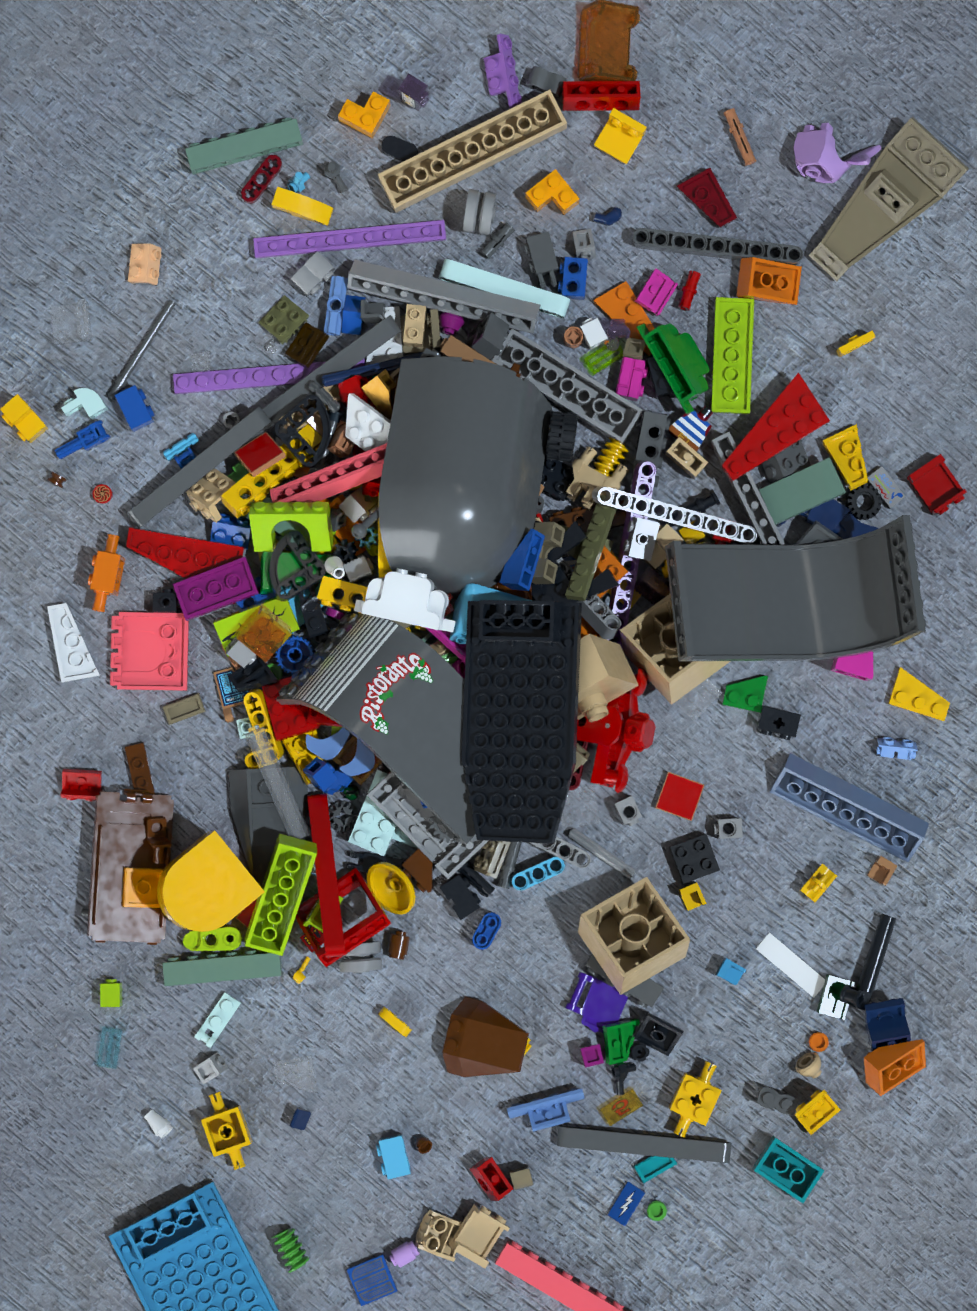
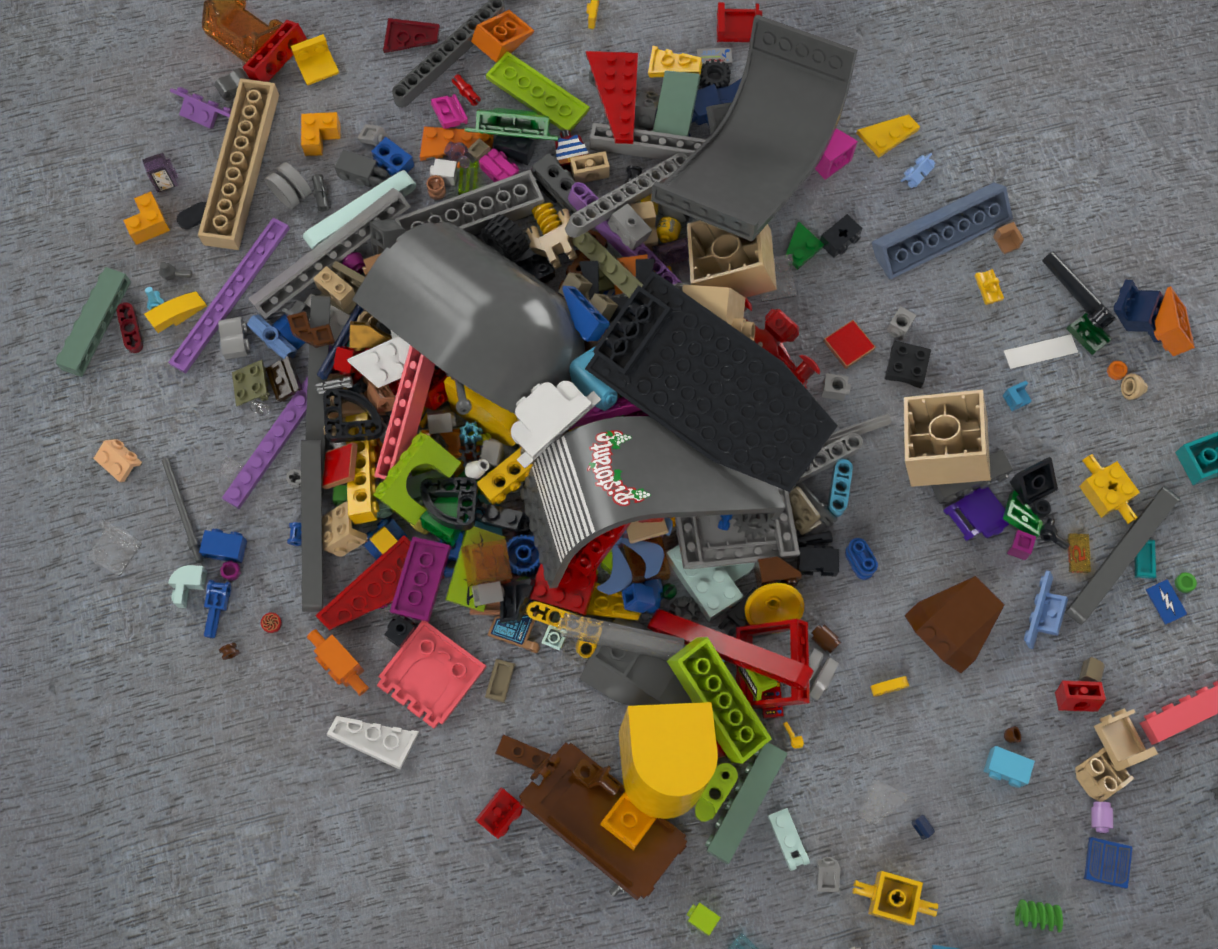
camera: 60 degrees left, 15 degrees down
(21, 415) = (152, 641): yellow brick -> none
(119, 429) = (230, 570): none -> magenta tile
(180, 446) = (284, 532): medium azure axle -> none
(227, 534) = (383, 540): none -> yellow tile
(334, 613) = (512, 502): magenta tile -> none
(354, 348) = (315, 336): none -> reddish brown tile
(610, 218) = (369, 108): dark blue arm -> none
(692, 896) = (937, 383): yellow panel -> none
(781, 1101) = (1149, 428): dark grey brick -> none
(817, 1111) = (1177, 404): yellow bracket -> none

